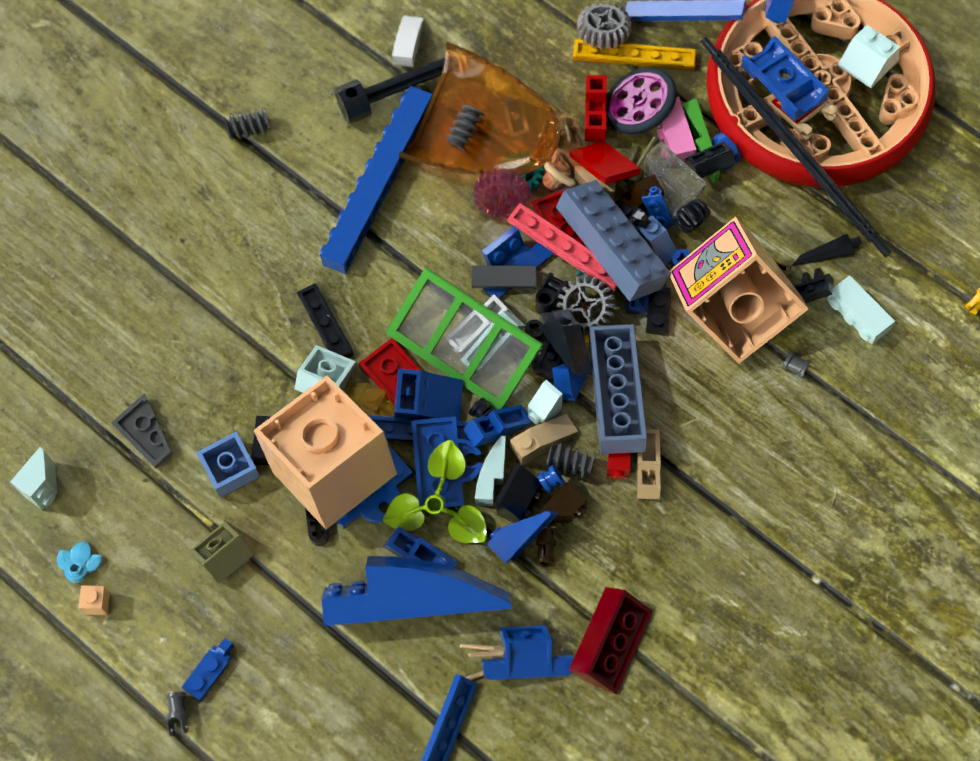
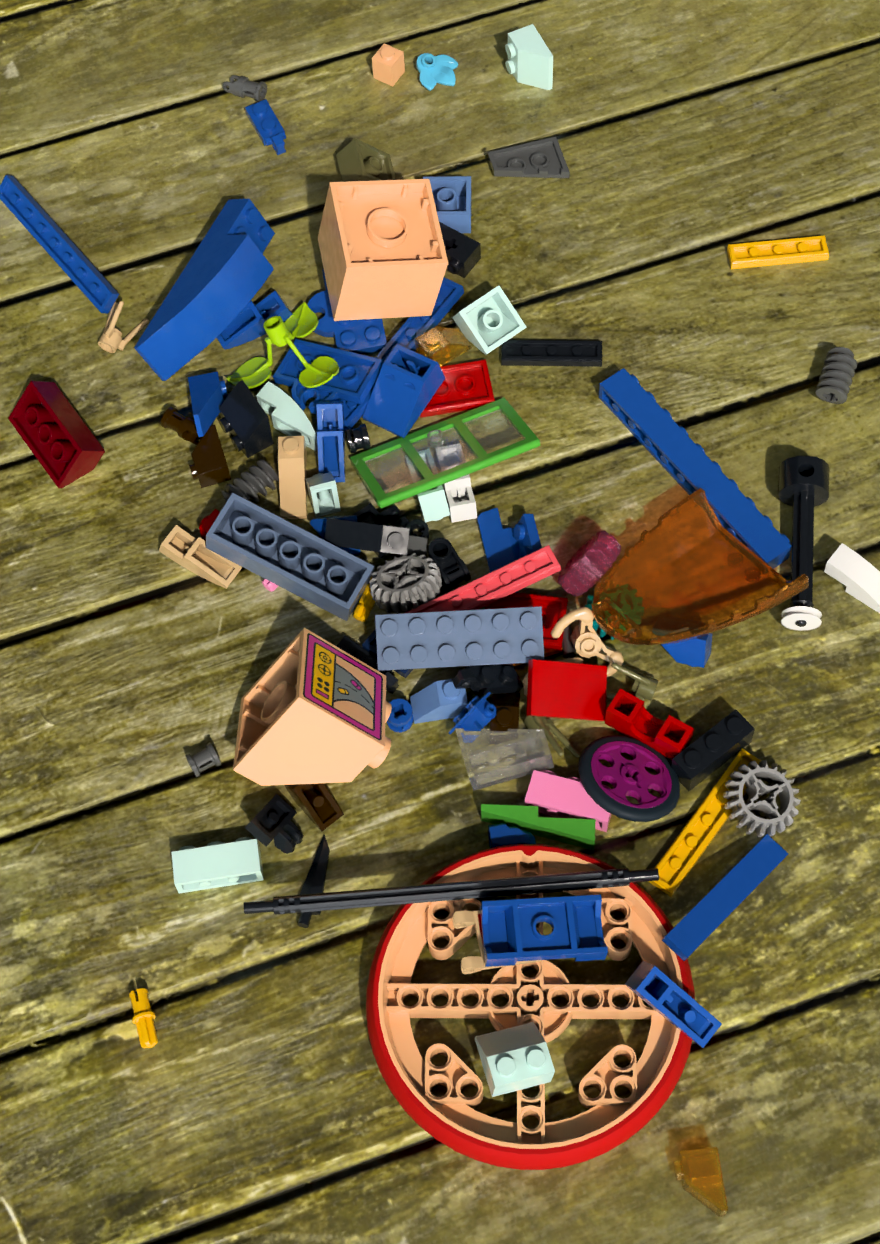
camera: 120 degrees right, 5 degrees down
(146, 216) = (777, 252): none -> yellow tile
(464, 127) = (695, 566): dark grey piece -> none
(504, 277) = (494, 529): dark grey tile -> none
(526, 655) = (95, 357): blue plate -> none
(551, 479) = (240, 454): blue wheel -> none
(577, 64) = (712, 749): none -> black brick
(692, 215) = (444, 750): black gear -> none
(711, 159) = (499, 804): black slope -> none

